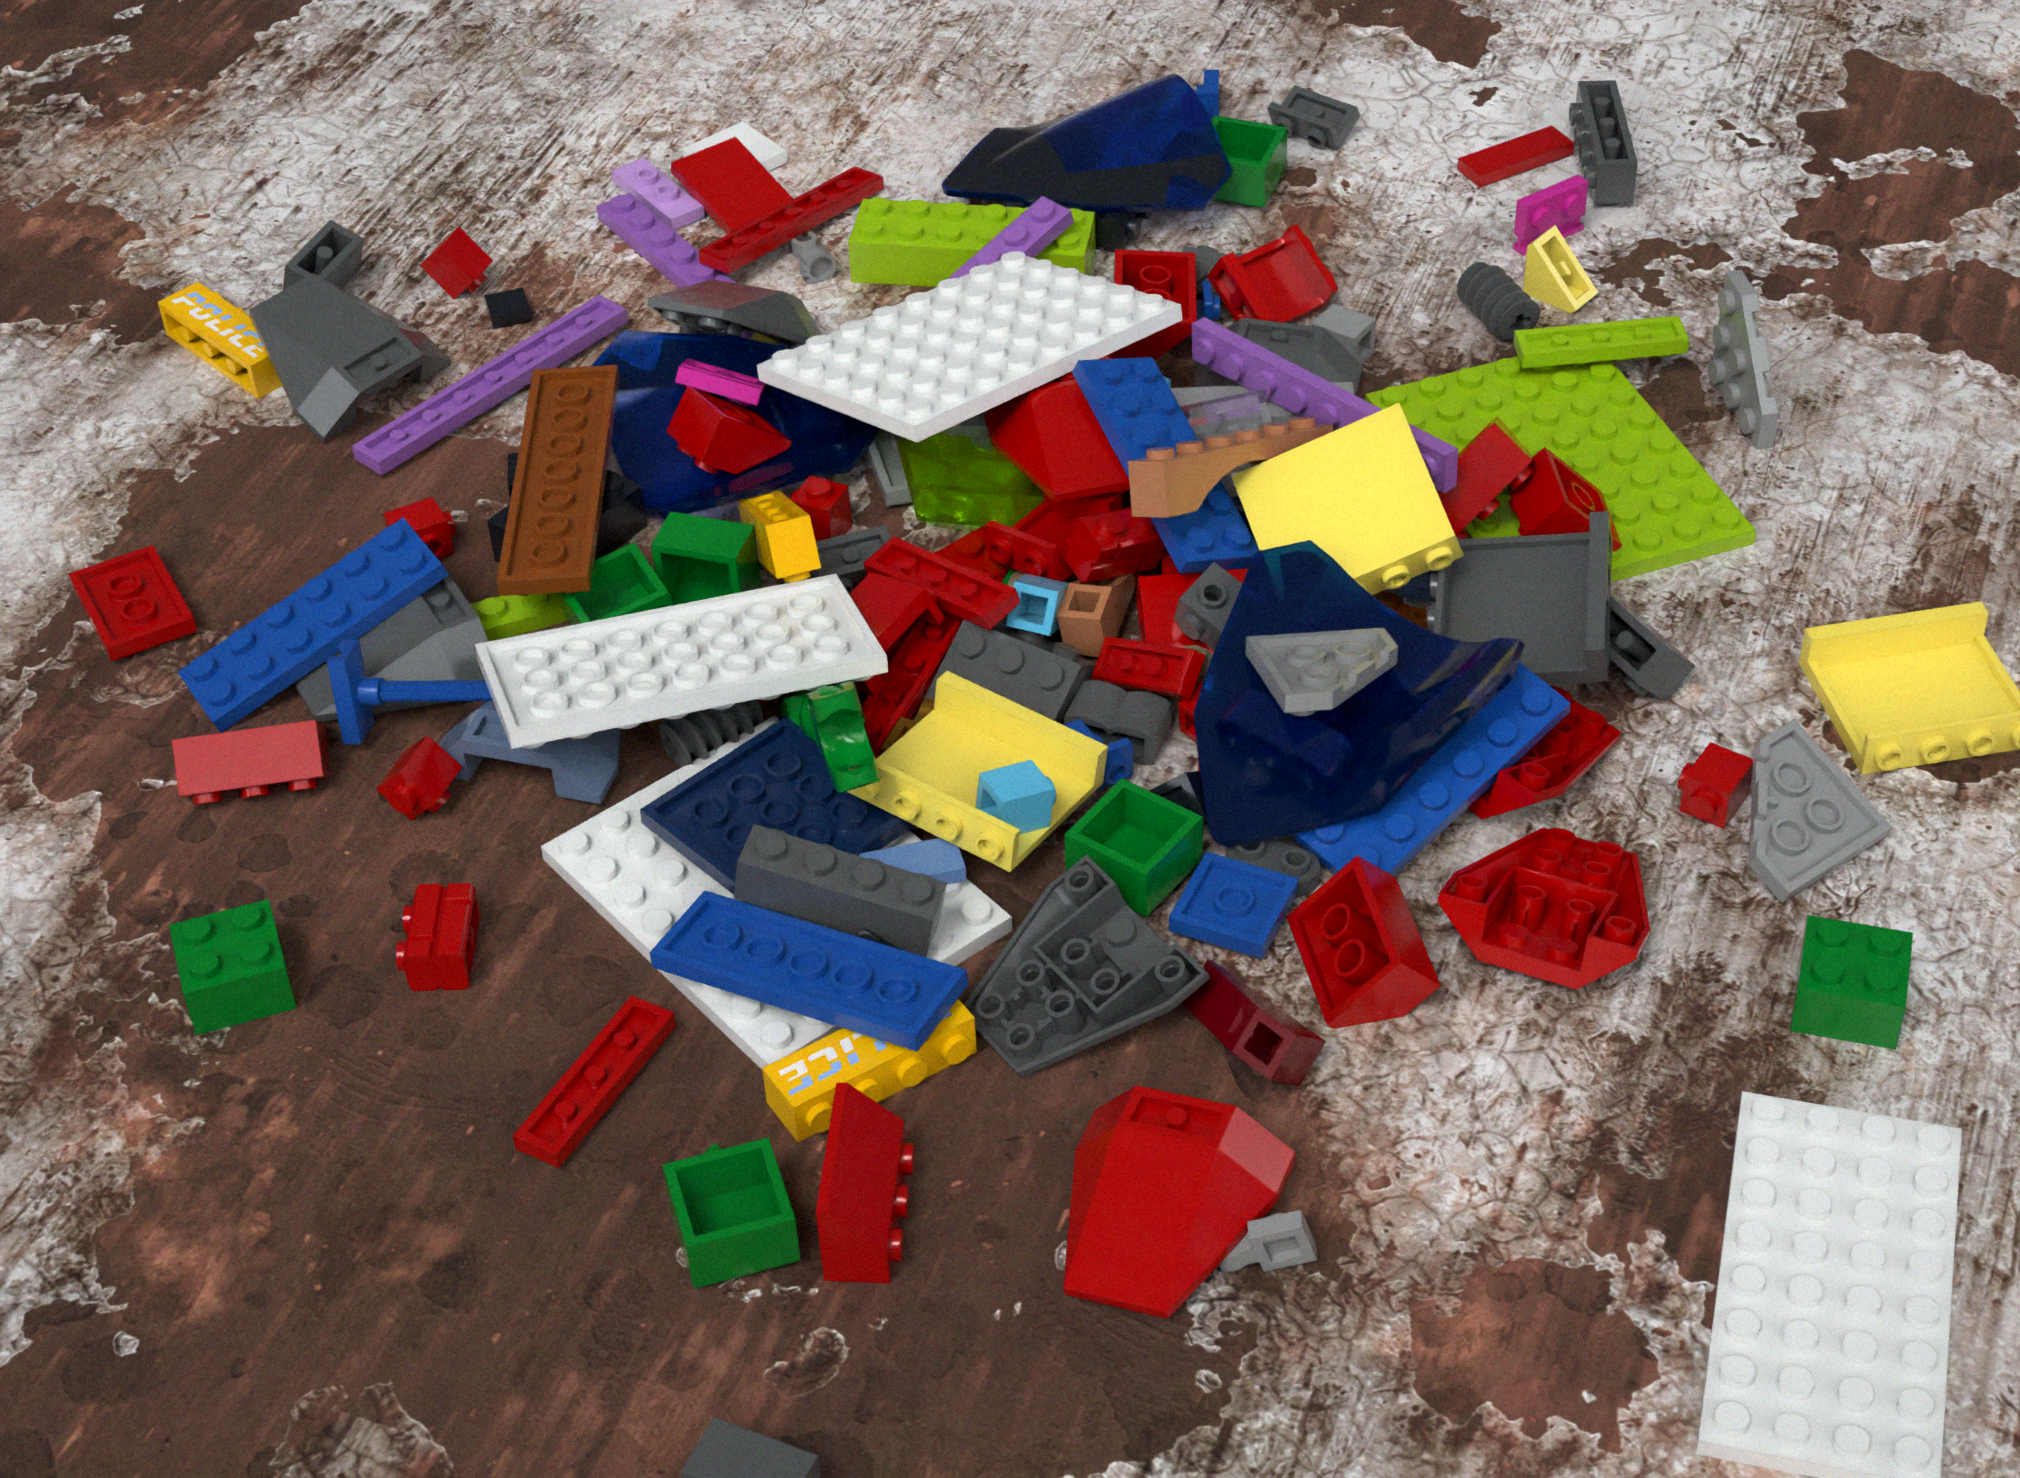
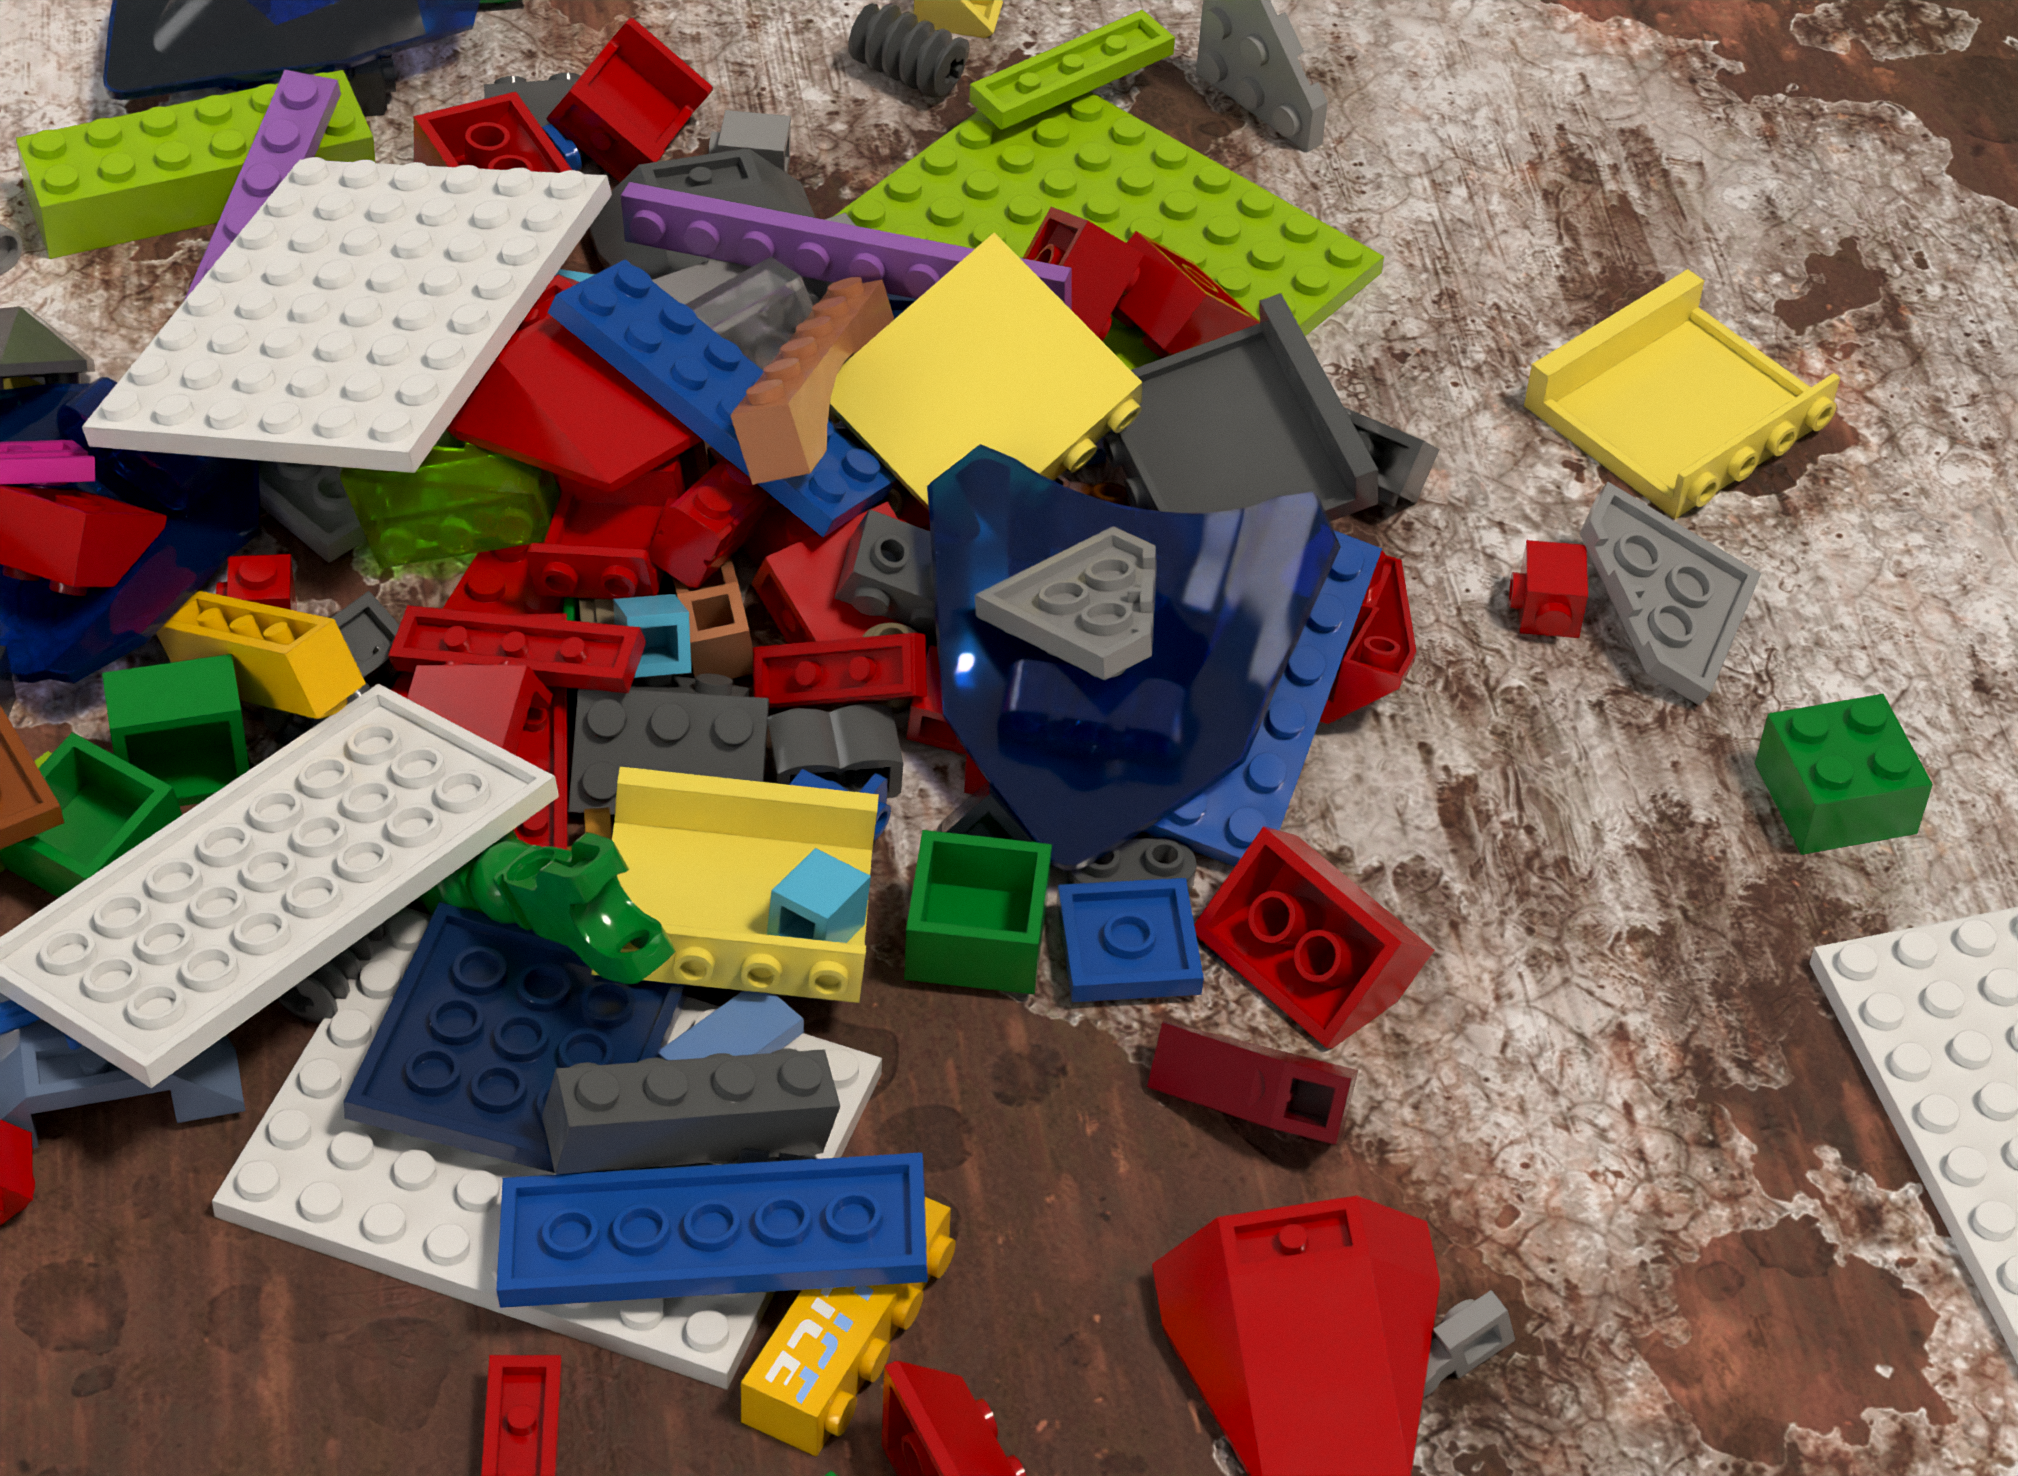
camera: 35 degrees left, 5 degrees up
(439, 937) = (171, 1381): red brick -> none
(1077, 974) = (1026, 1101): dark grey wedge -> none
(1551, 907) = (1491, 804): red wedge -> none

